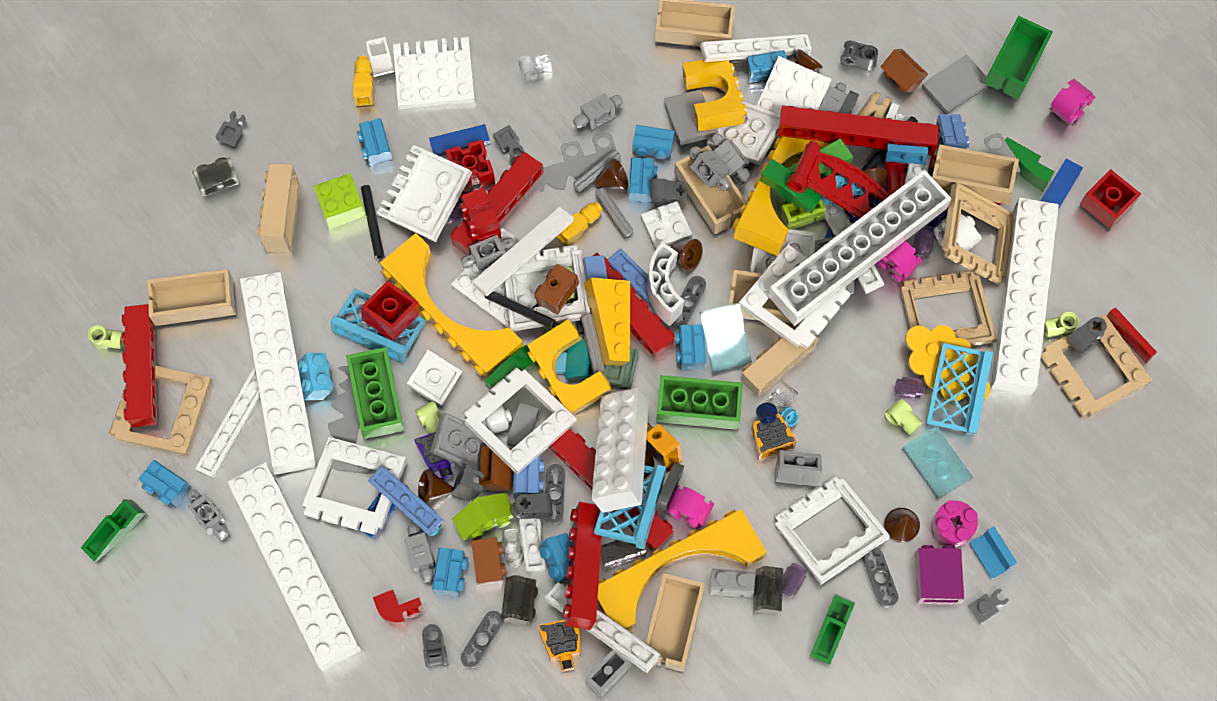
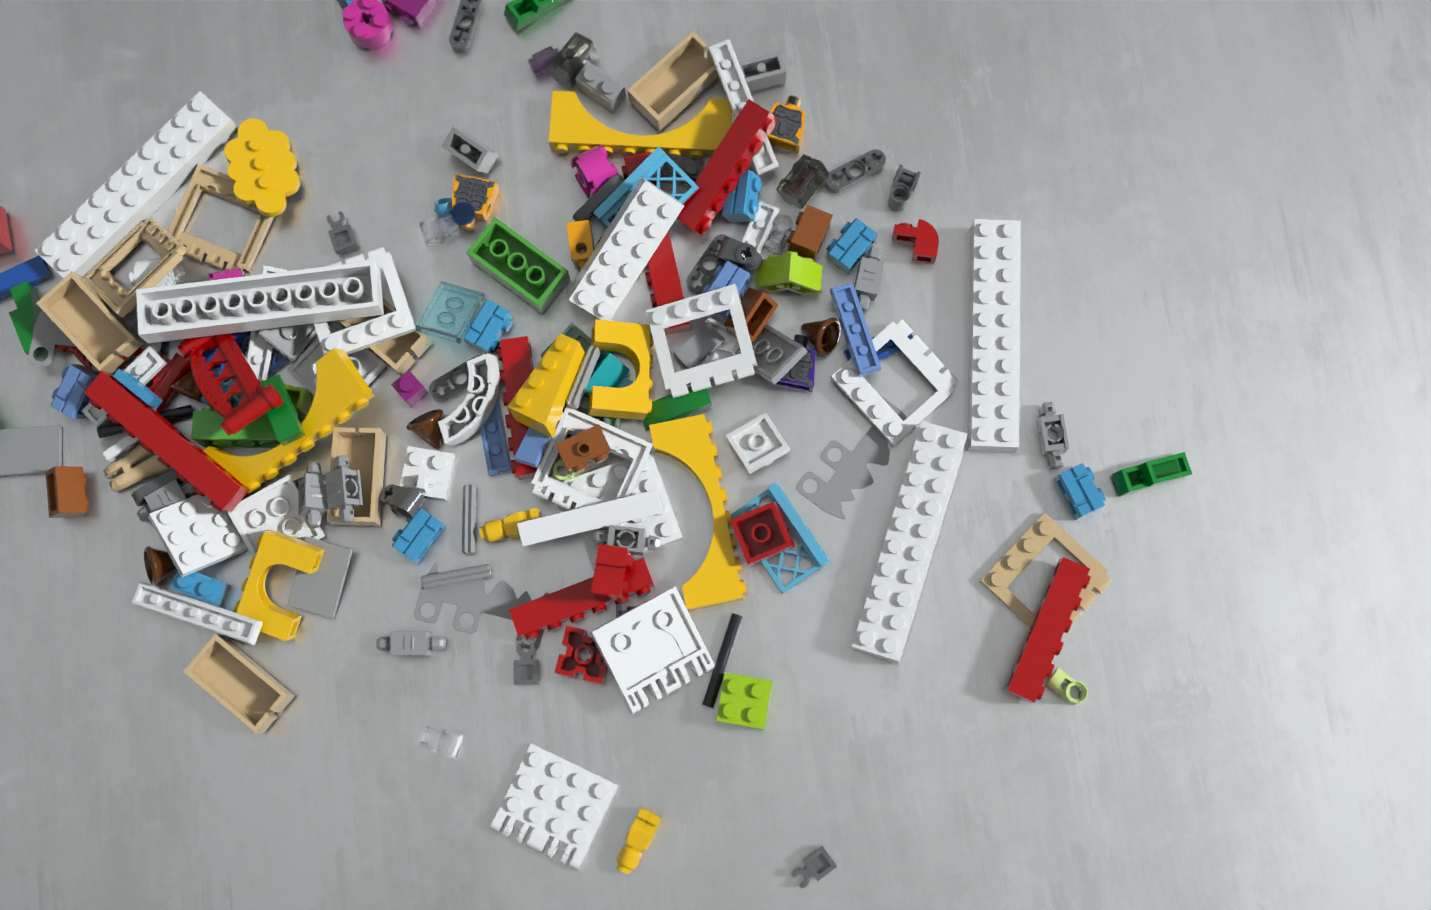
camera: 145 degrees left, 10 degrees up
(191, 297) = (958, 677): tan piece -> none
(215, 176) = (861, 815): clear smoke brick -> none
(230, 428) = (984, 516): white tile -> none
(278, 208) = (814, 725): tan piece -> none
(315, 376) = (874, 513): medium azure brick -> none
(374, 393) = (825, 459): bright green brick -> none
(375, 141) = (667, 753): dark azure brick -> none
(381, 63) = (603, 856): white piece -> none
(429, 416) = (784, 407): yellowish green piece -> none
(458, 138) = (576, 702): blue tile -> none
(465, 486) = (788, 311): dark grey hinge -> none
(521, 309) = (630, 451): black piece -> none
(613, 176) = (445, 556): reddish brown hat -> none
(653, 142) = (377, 571): dark azure brick -> none
(718, 270) = (409, 388): none -> magenta brick
(773, 364) = (425, 265): tan brick -> none
(847, 553) = (480, 54): white hinge -> none
(849, 350) = (341, 236): none -> flat silver plate
(858, 55) = (99, 545): dark grey piece -> none
(901, 414) = (340, 147): yellowish green piece -> none
(902, 524) = (412, 56): reddish brown hat -> none
(909, 388) = (313, 167): clear purple brick -> none
(937, 462) = (340, 90): clear light blue tile -> none
(977, 393) = (253, 122): medium azure fence -> none
(1051, 329) = (130, 145): yellowish green piece -> none
(1075, 387) = (98, 80): tan hinge -> none
(1085, 336) = (114, 113): dark grey piece -> none
(1131, 335) = (74, 95): red tile -> none

